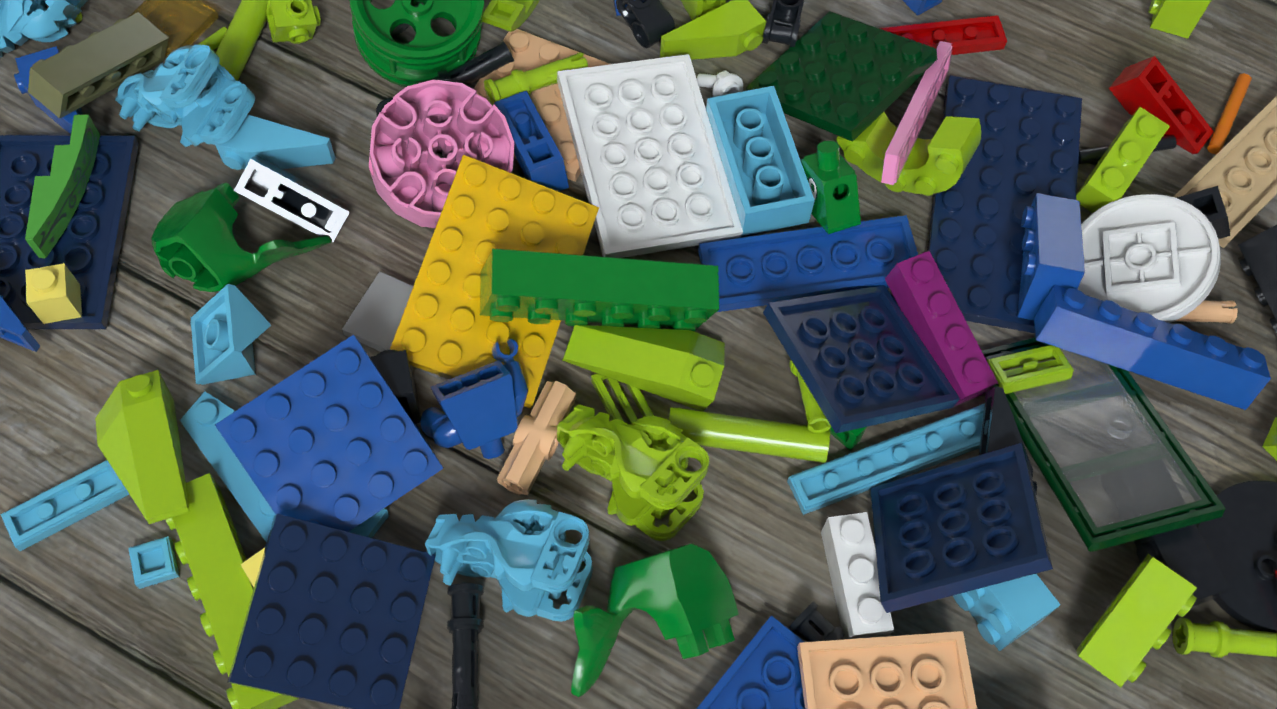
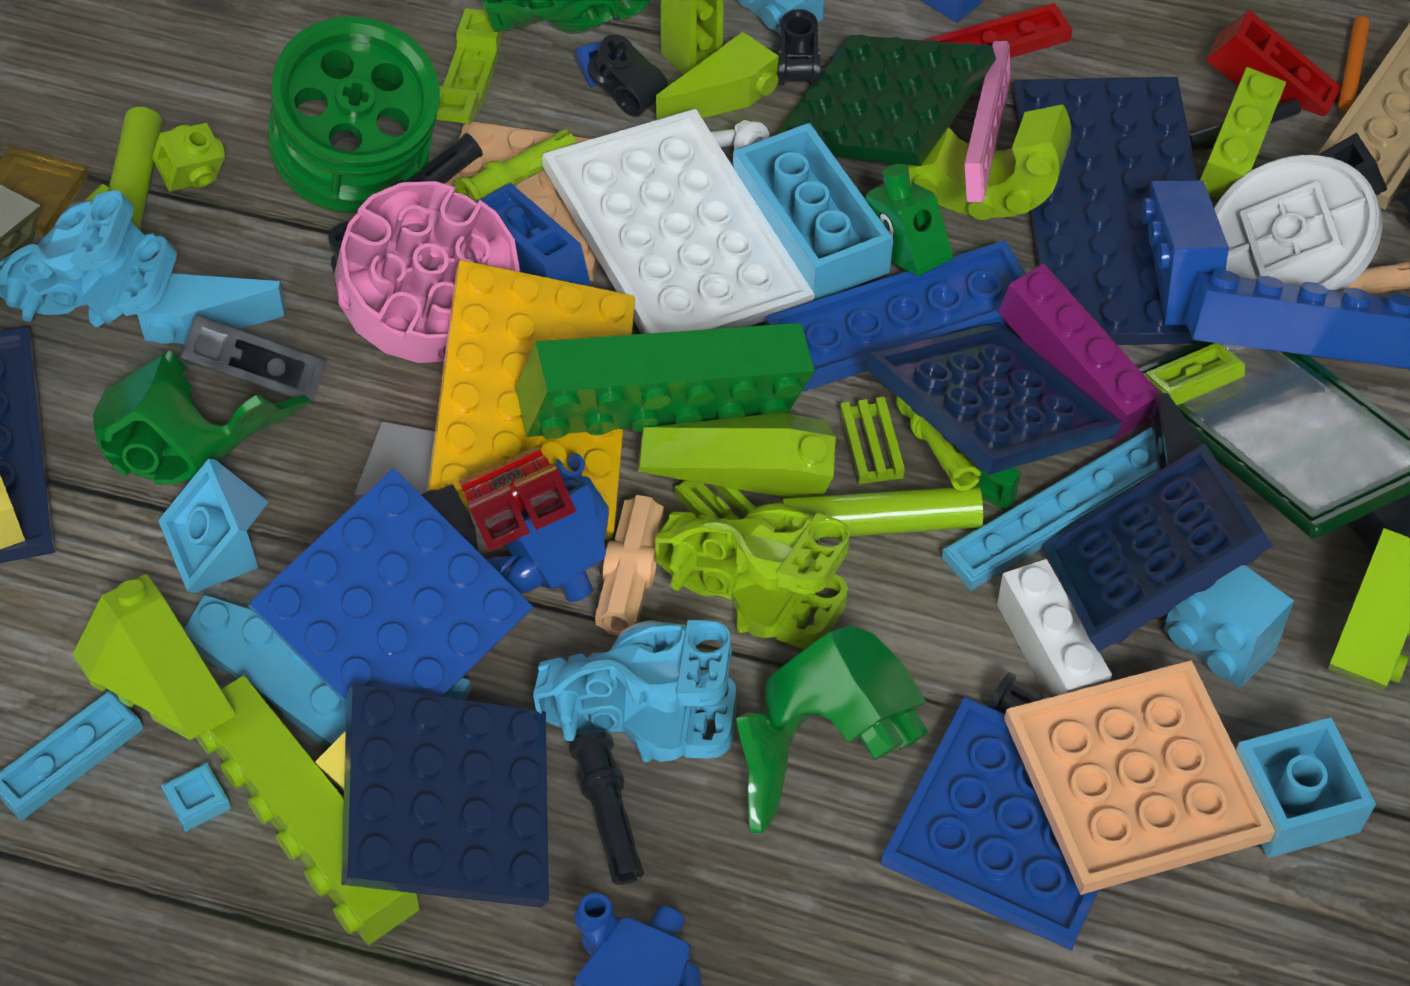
camera: 10 degrees left, 10 degrees down
(444, 375) = (514, 486): none -> dark red hips
(757, 339) = (866, 412): none -> lime tile

